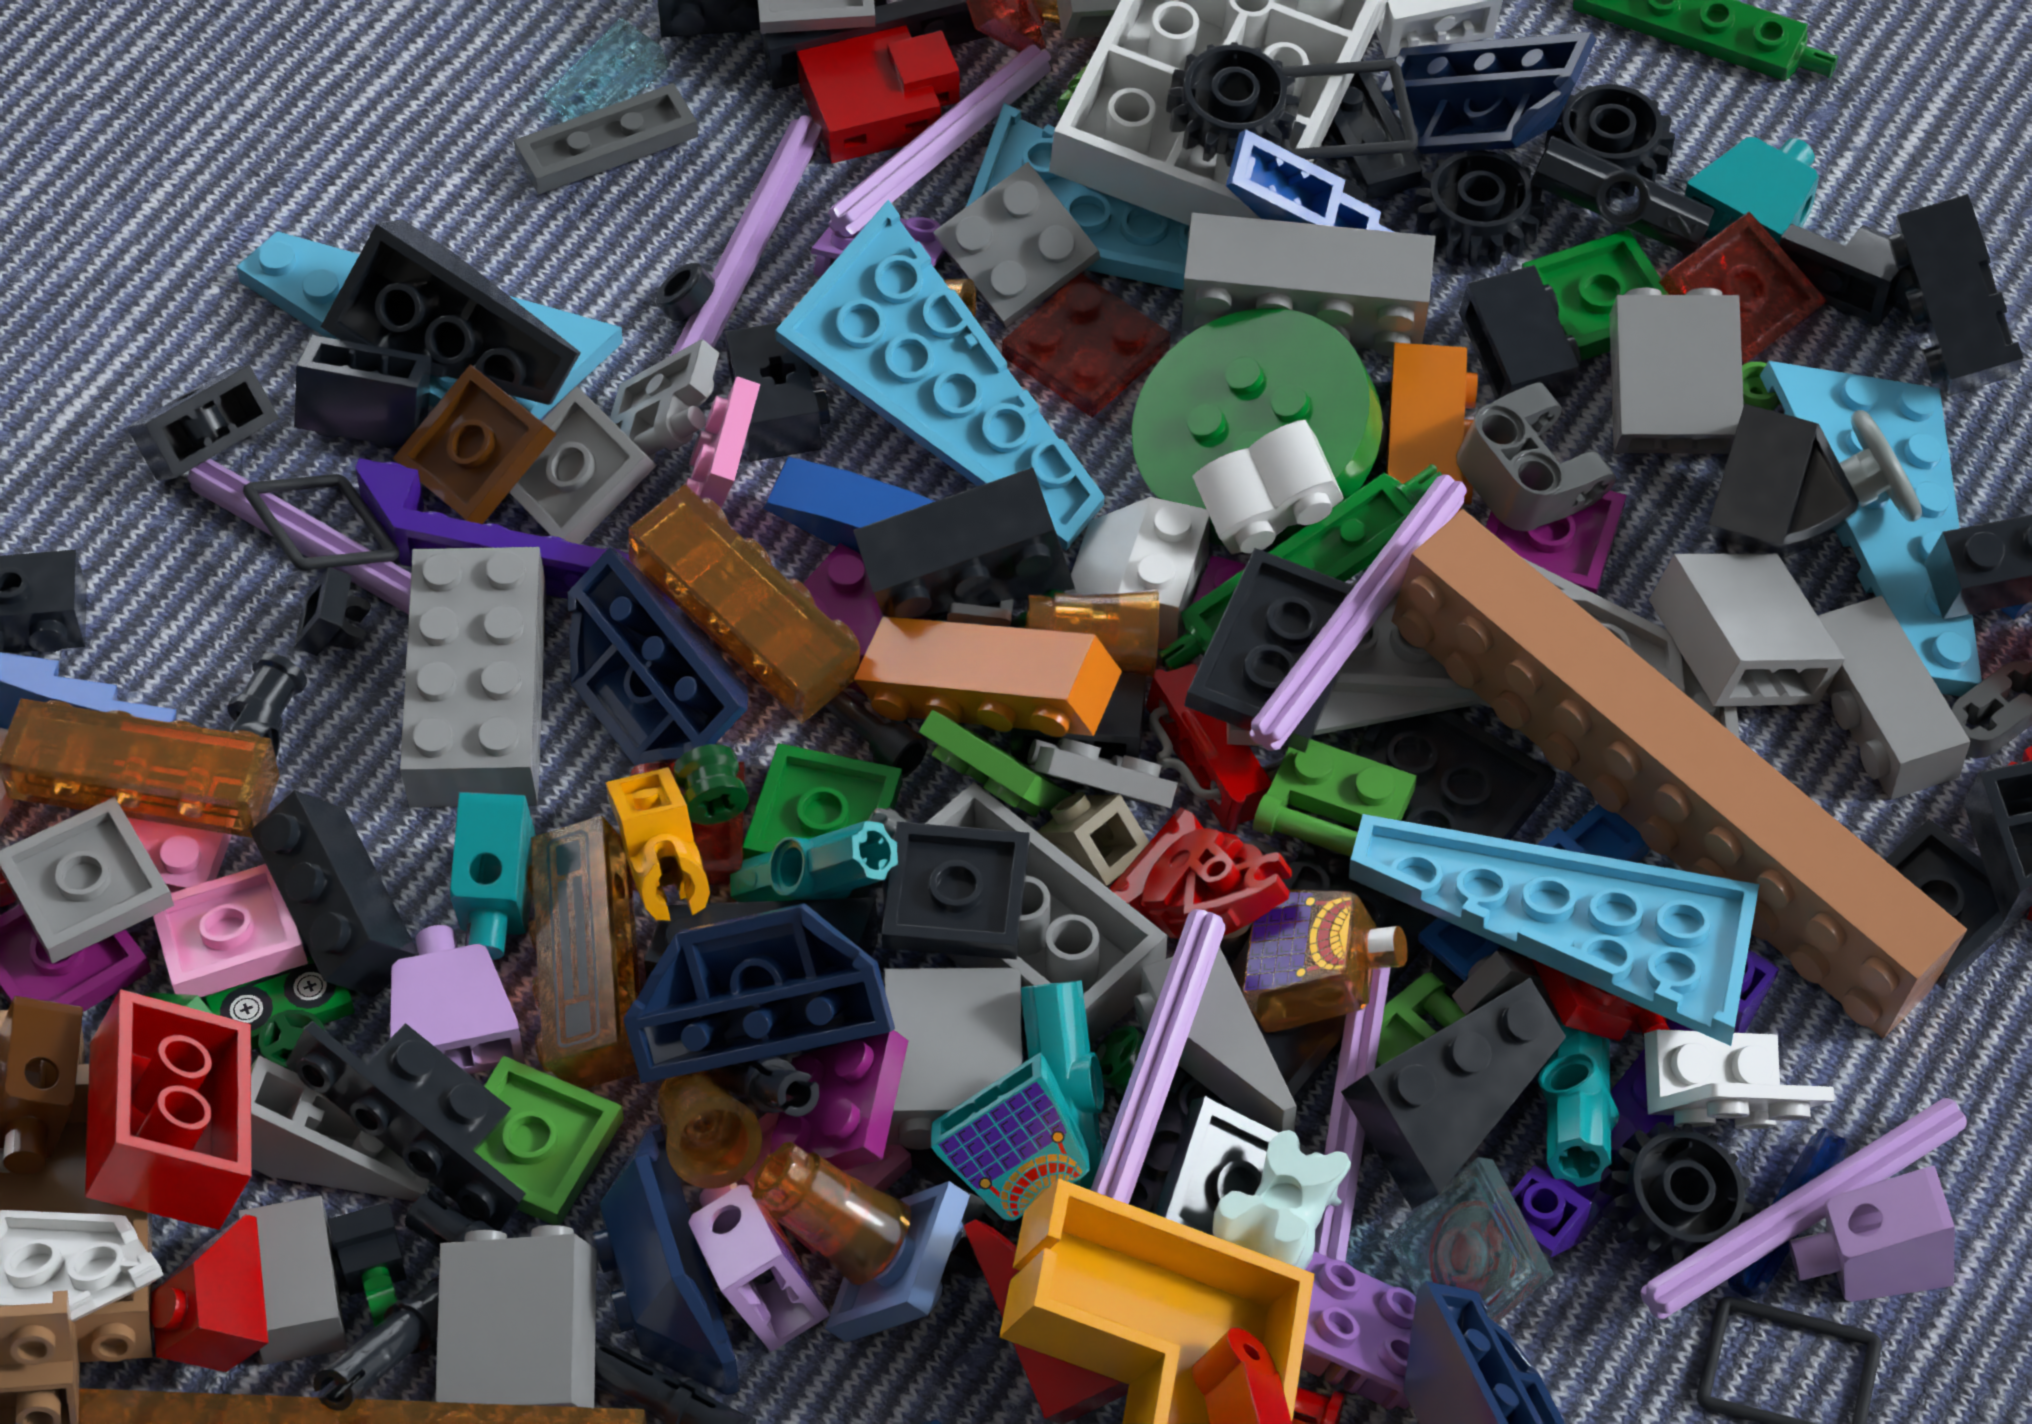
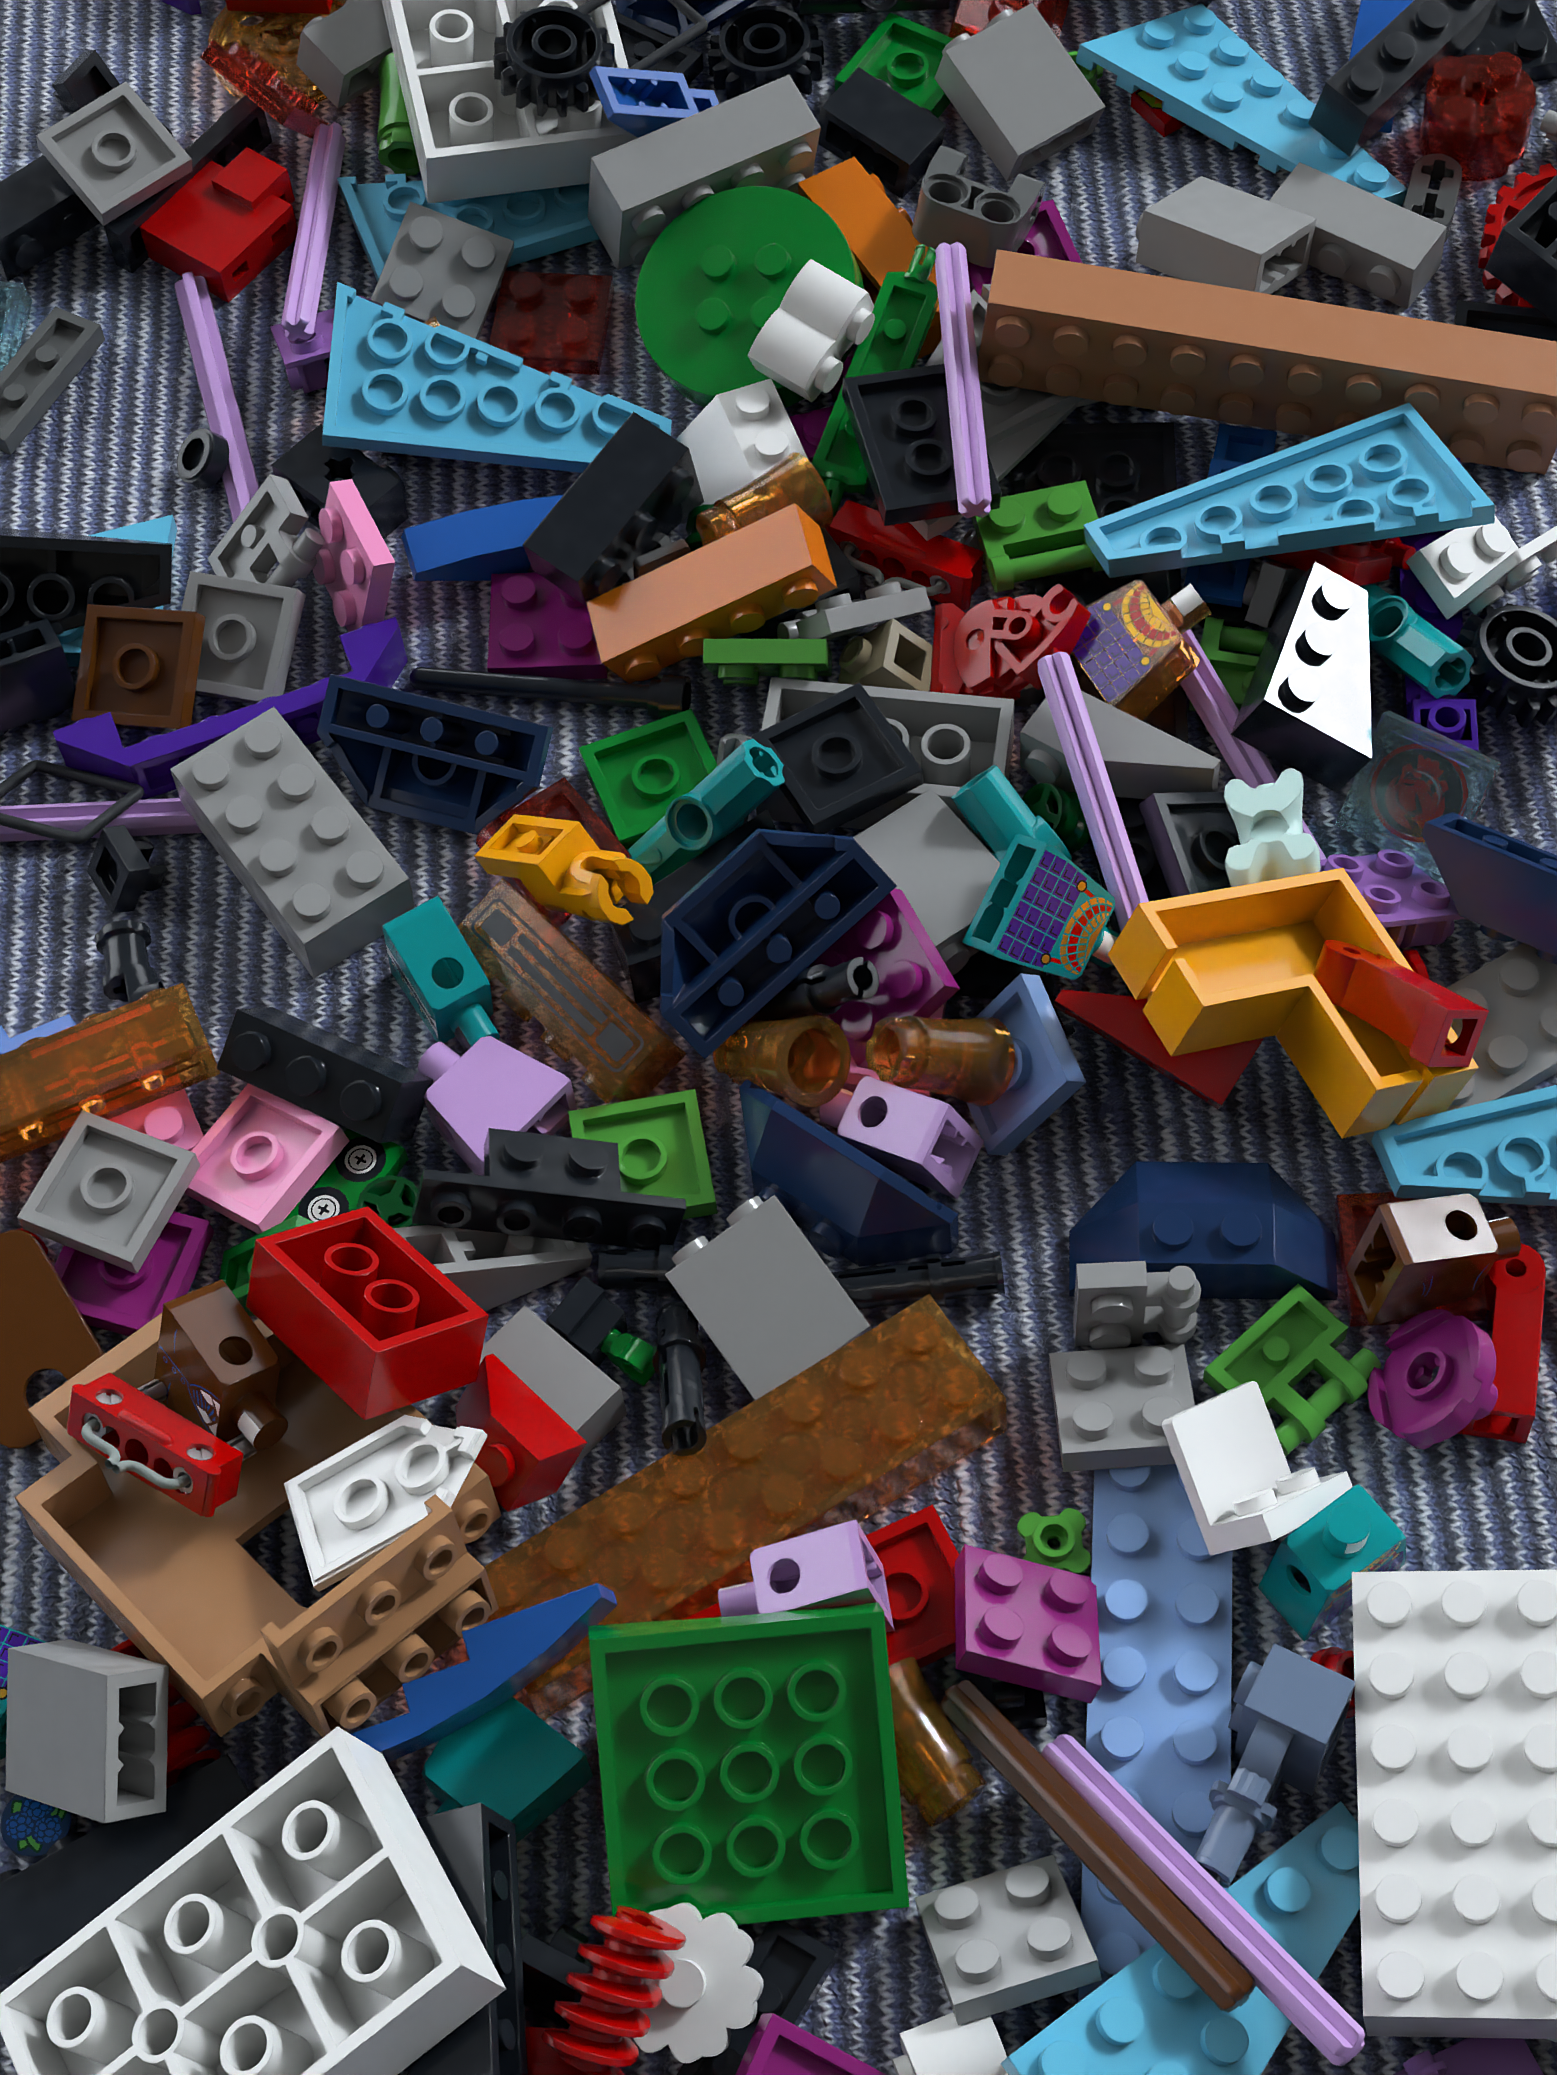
camera: 30 degrees left, 5 degrees up
(711, 784) = (559, 798): dark green wheel -> none
(745, 602) = (471, 653): clear orange brick -> none
(1792, 492) = (1181, 110): black piece -> none

